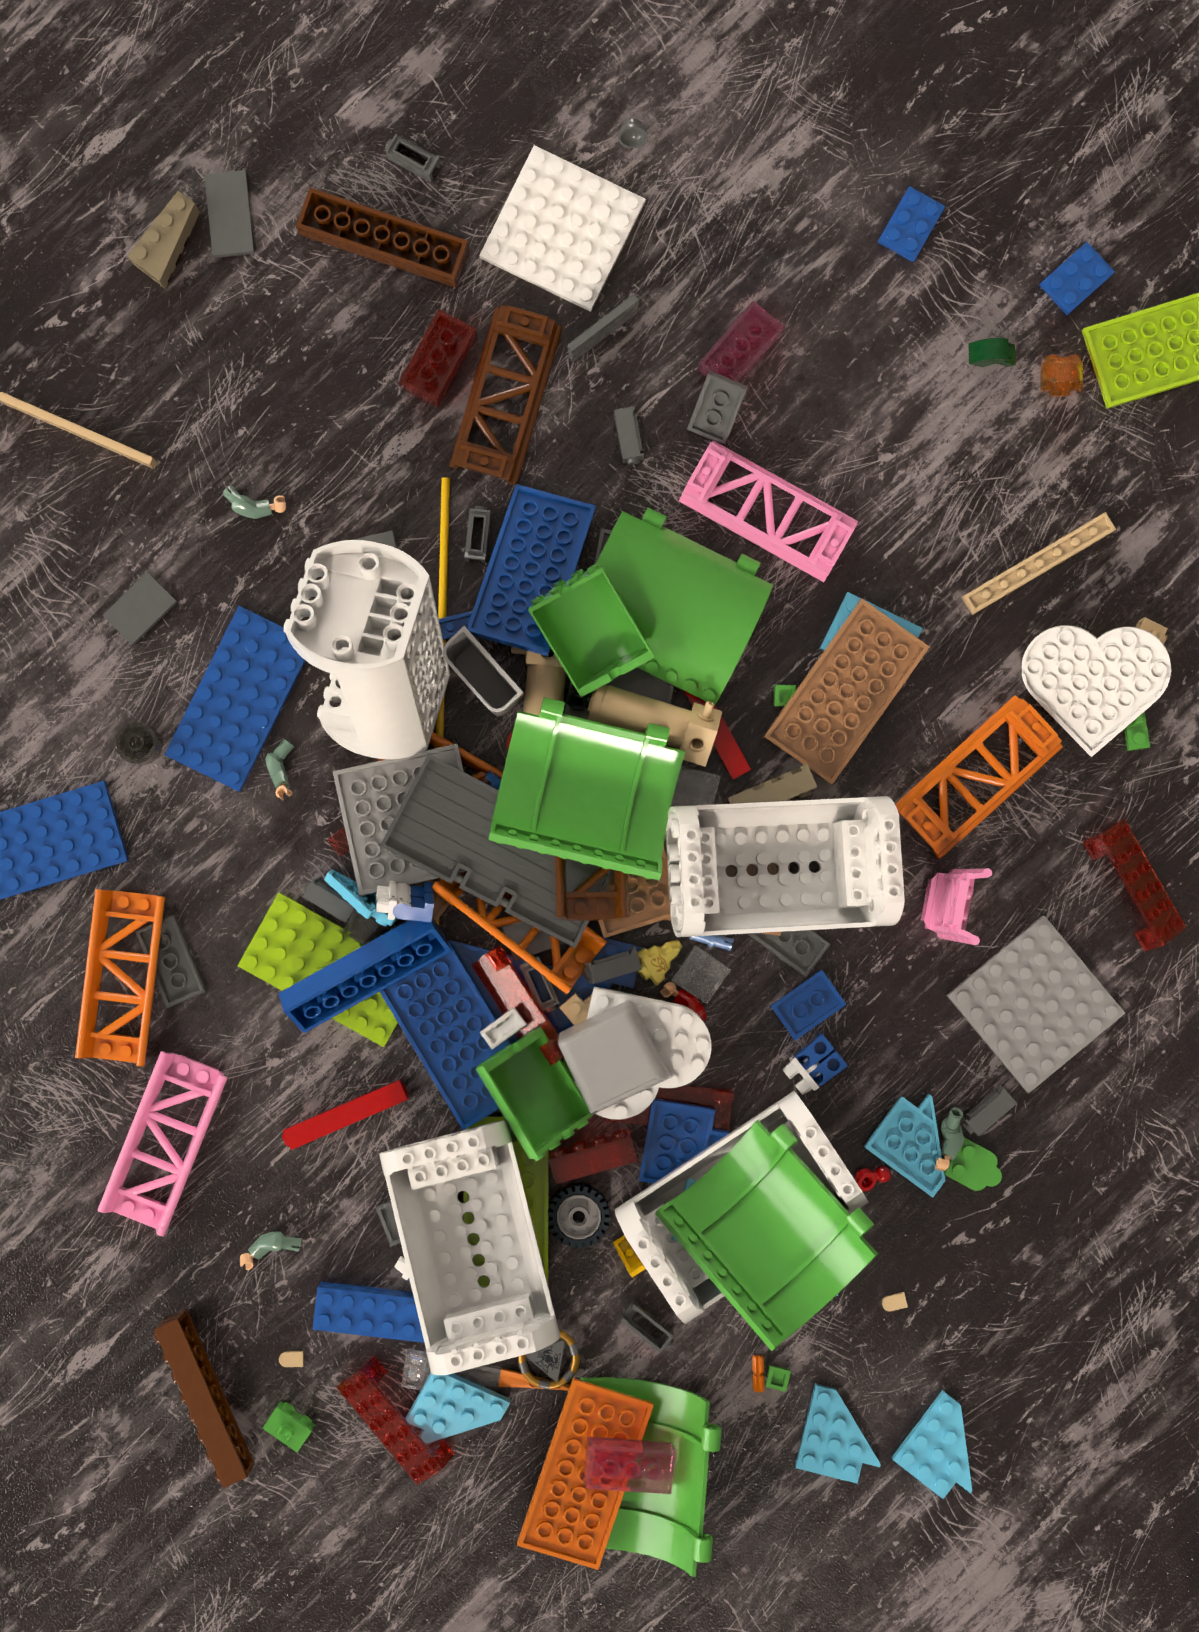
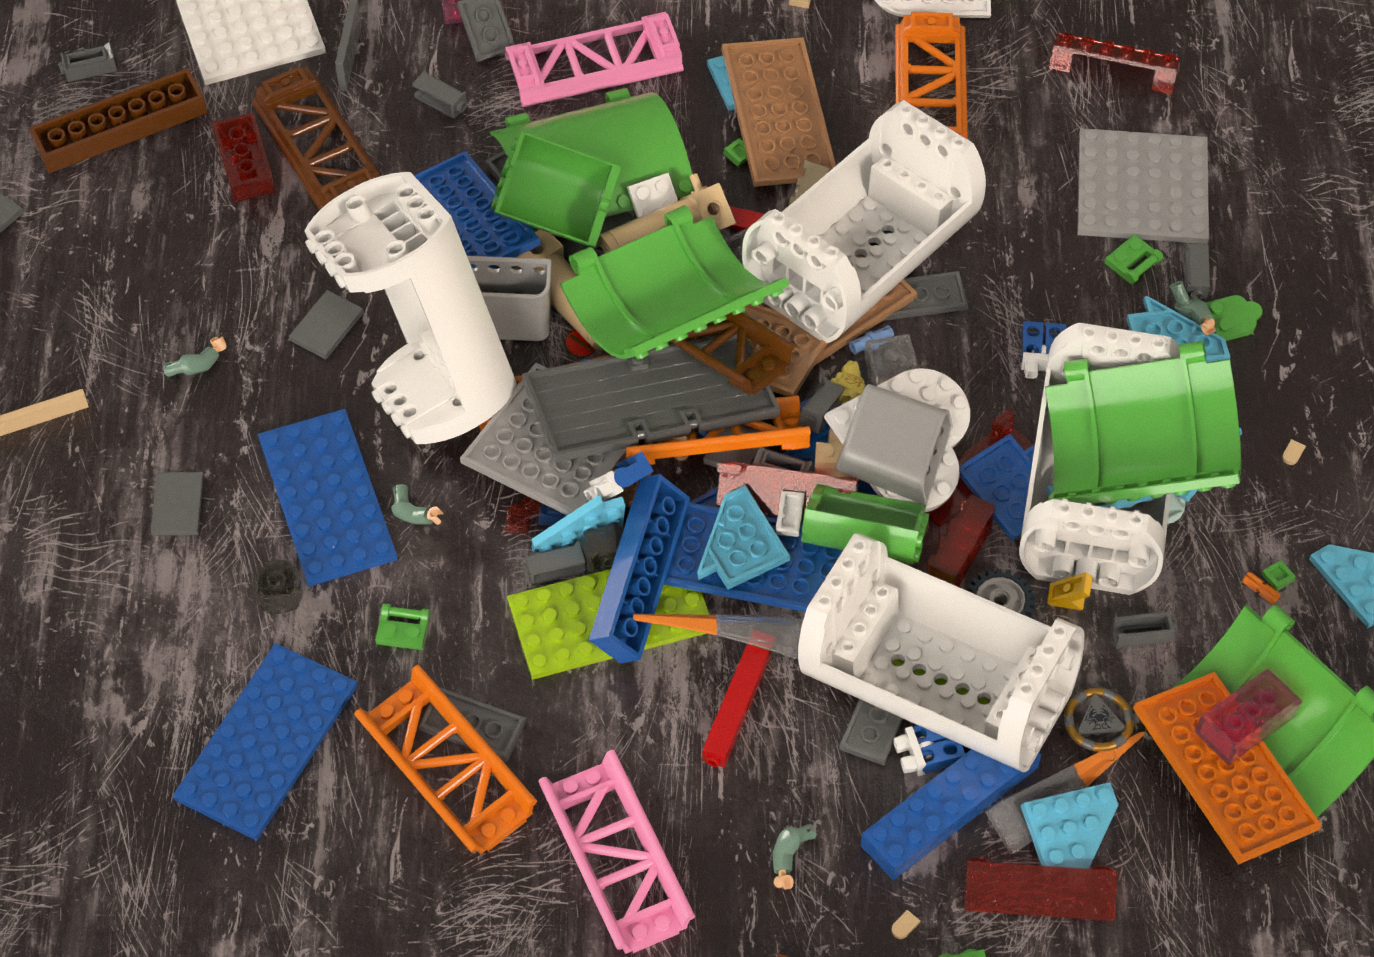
camera: 50 degrees left, 30 degrees down
(189, 852) = (401, 633): none -> bright green plate
(413, 1099) = (769, 632): none -> clear plate
(451, 1016) = (741, 542): none -> medium azure wing
(674, 685) = (652, 194): none -> white plate
(808, 1005) = (991, 320): blue plate -> none
(949, 901) = (1029, 126): bright pink piece -> none
(960, 1048) = (1129, 254): none -> bright green plate

